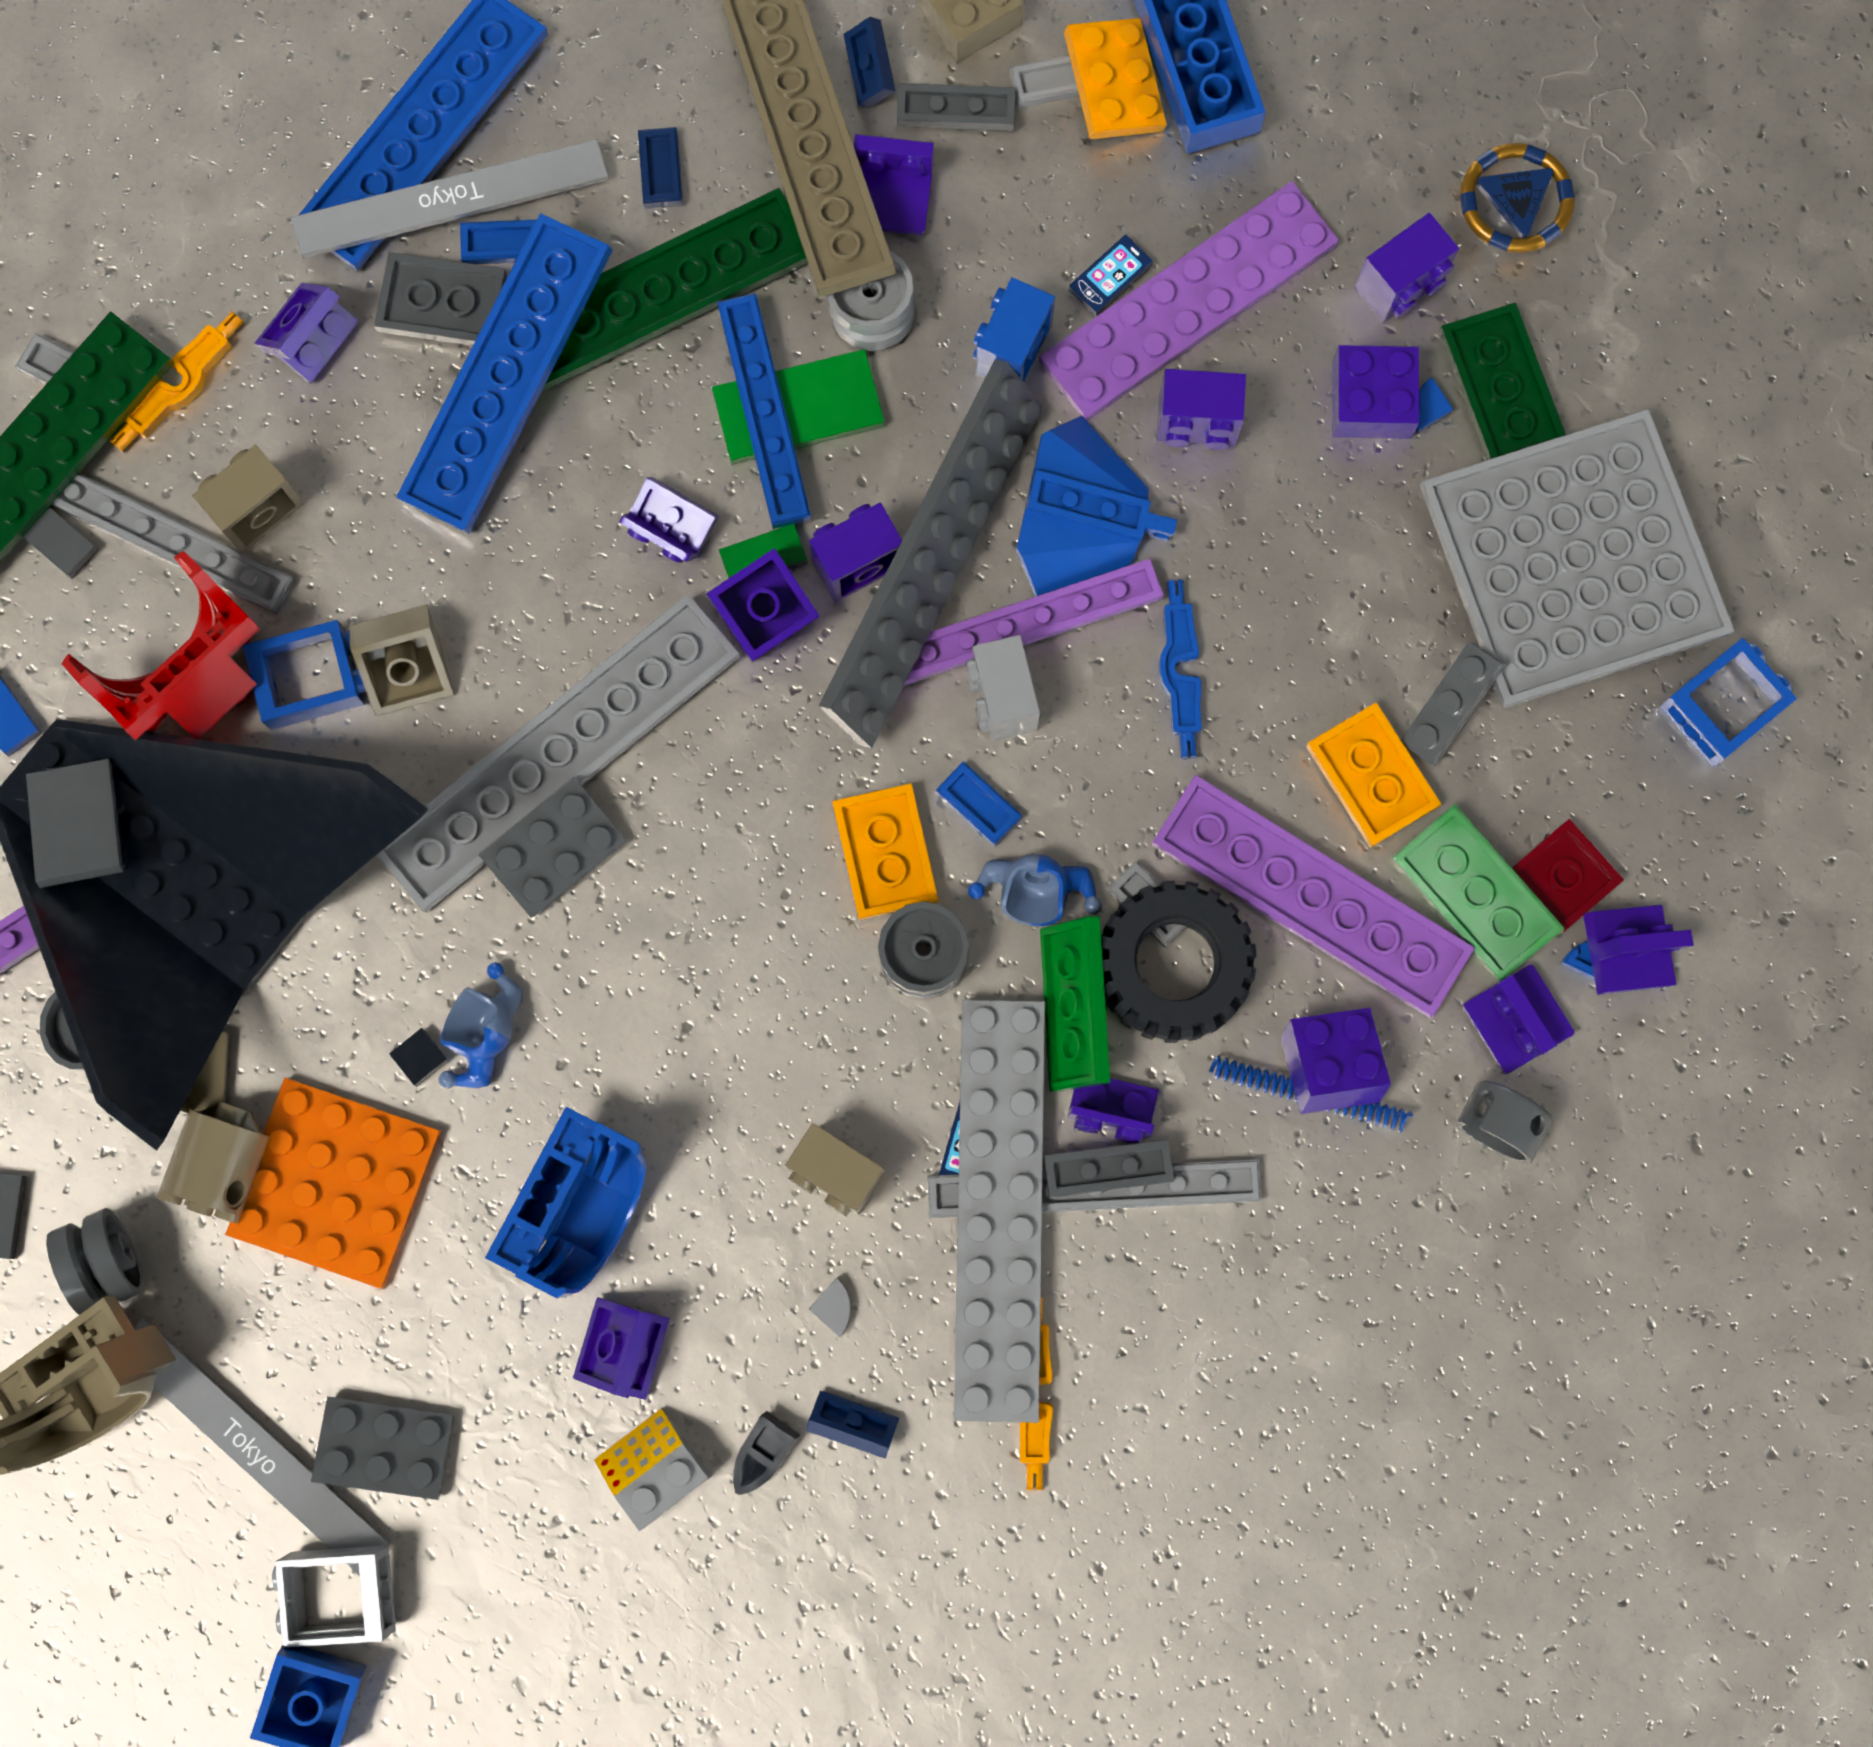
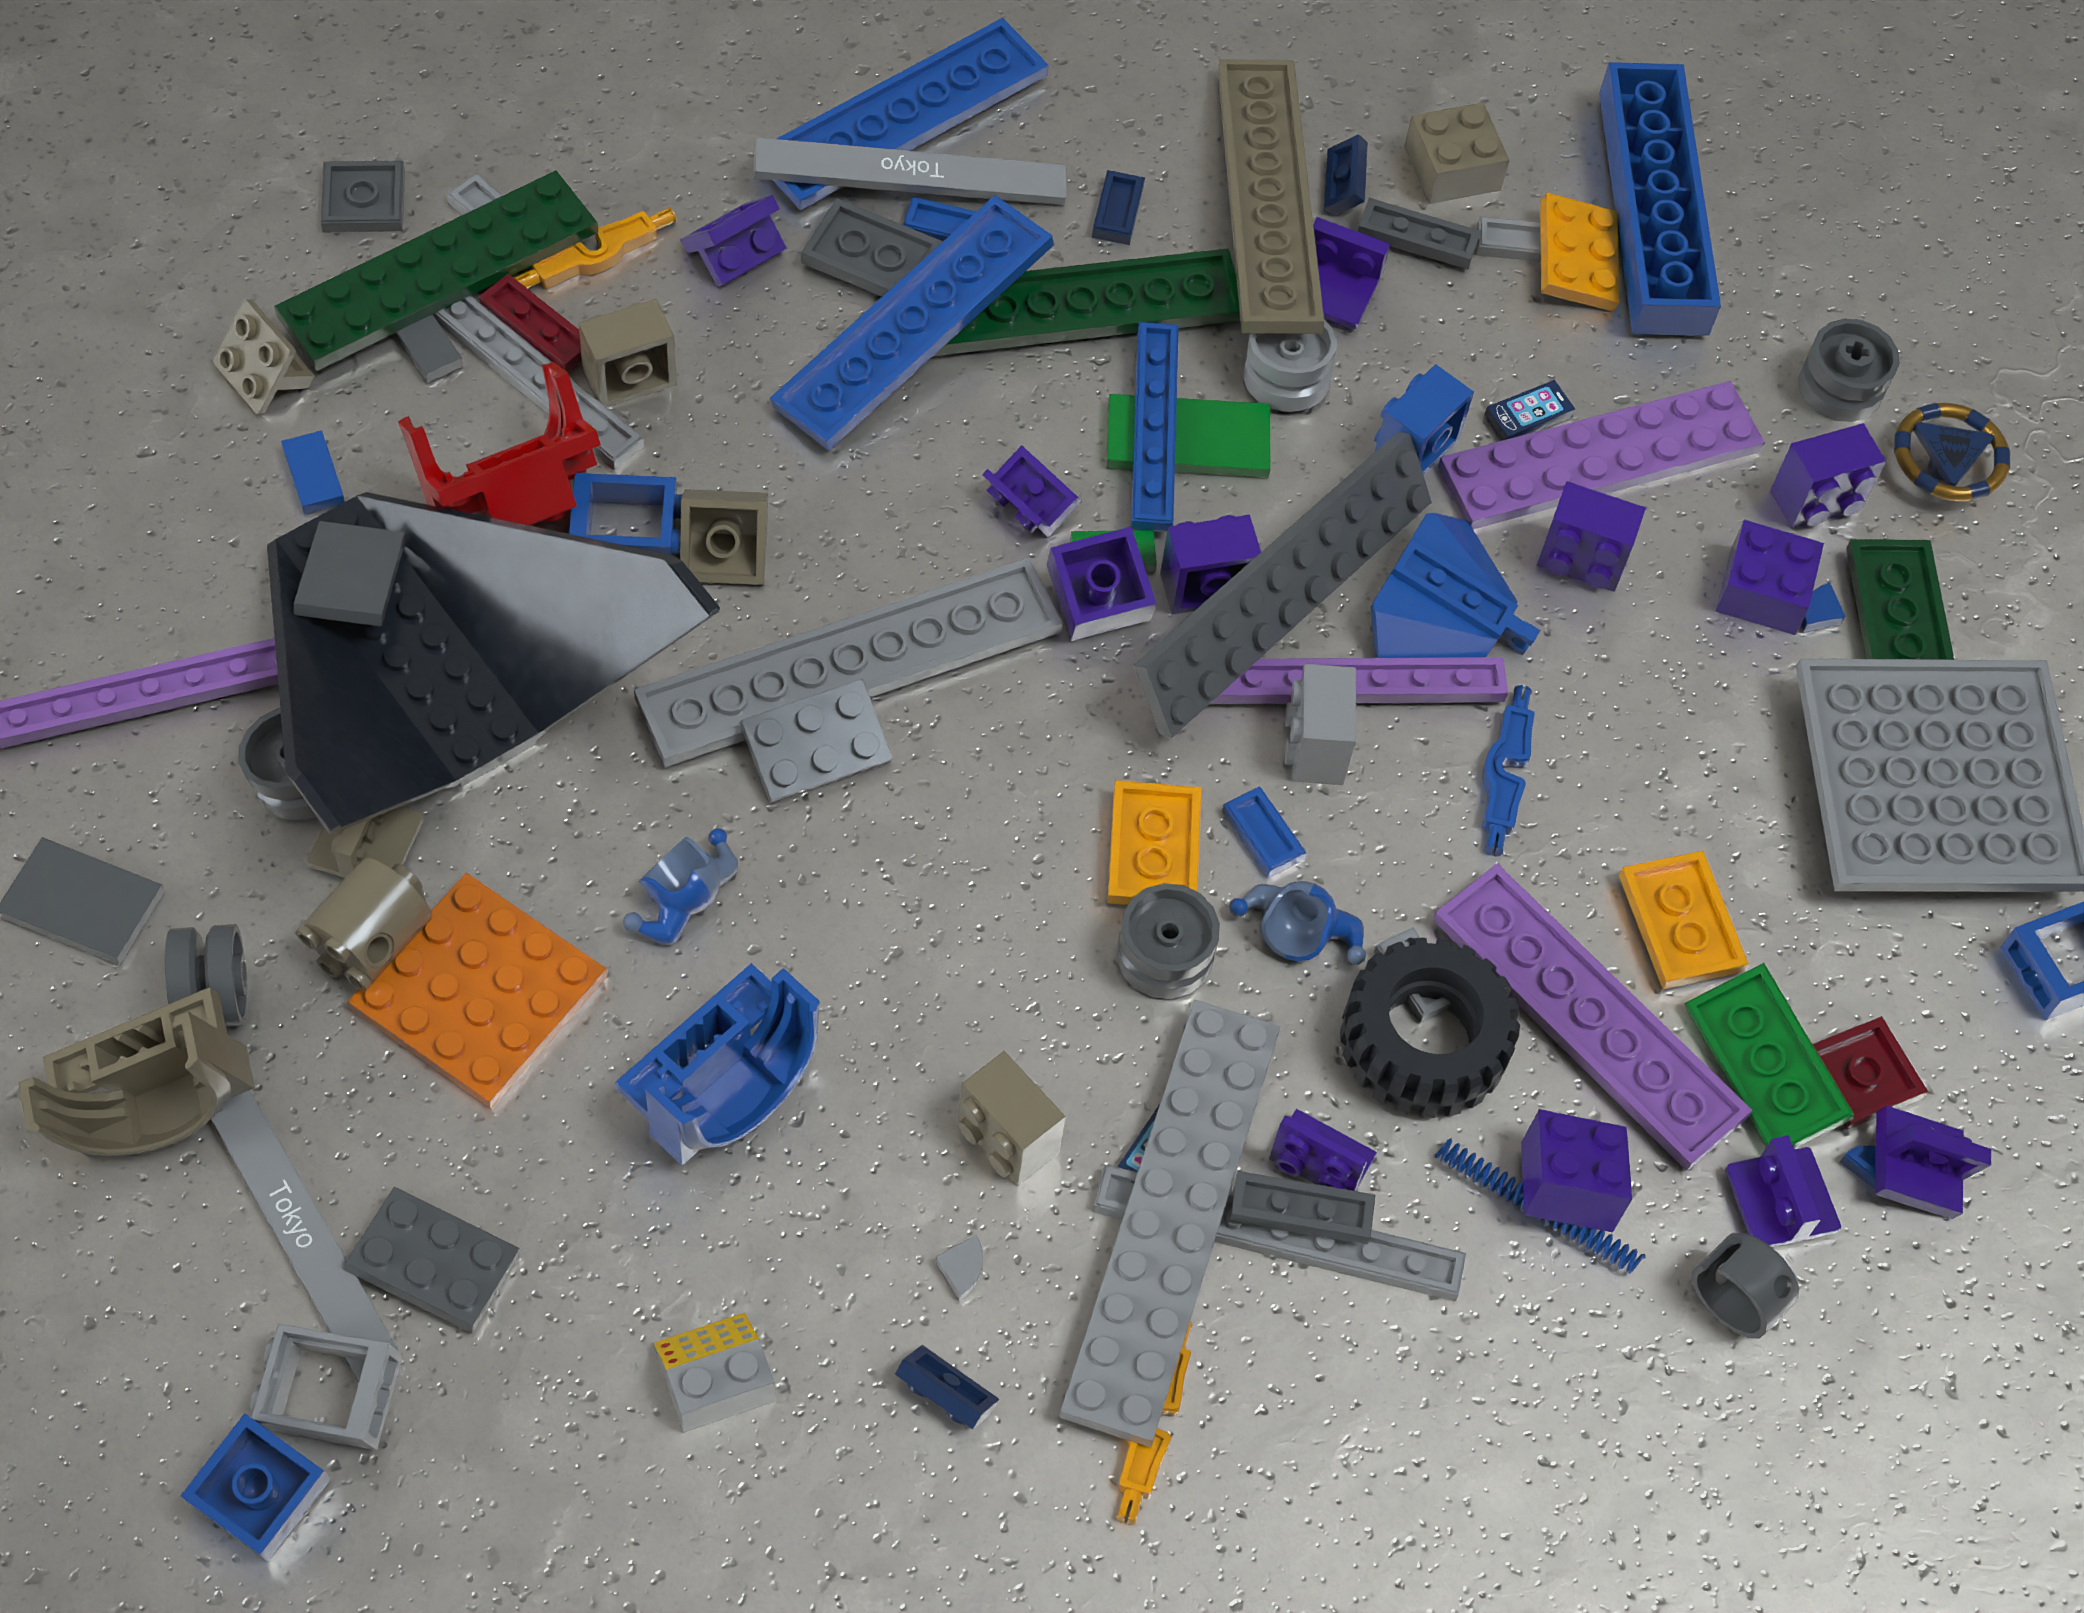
camera: 10 degrees right, 20 degrees down
(147, 483) = (534, 321): none -> dark red plate
(418, 1057) = (610, 896): black tile -> none
(621, 1349) = (725, 1233): dark purple bracket -> none
(762, 1453) = (839, 1388): black plate -> none
(1075, 1004) = (1312, 1036): green tile -> none
(1401, 135) = (1848, 370): none -> dark grey wheel
(1452, 703) = (1783, 870): dark grey plate -> none

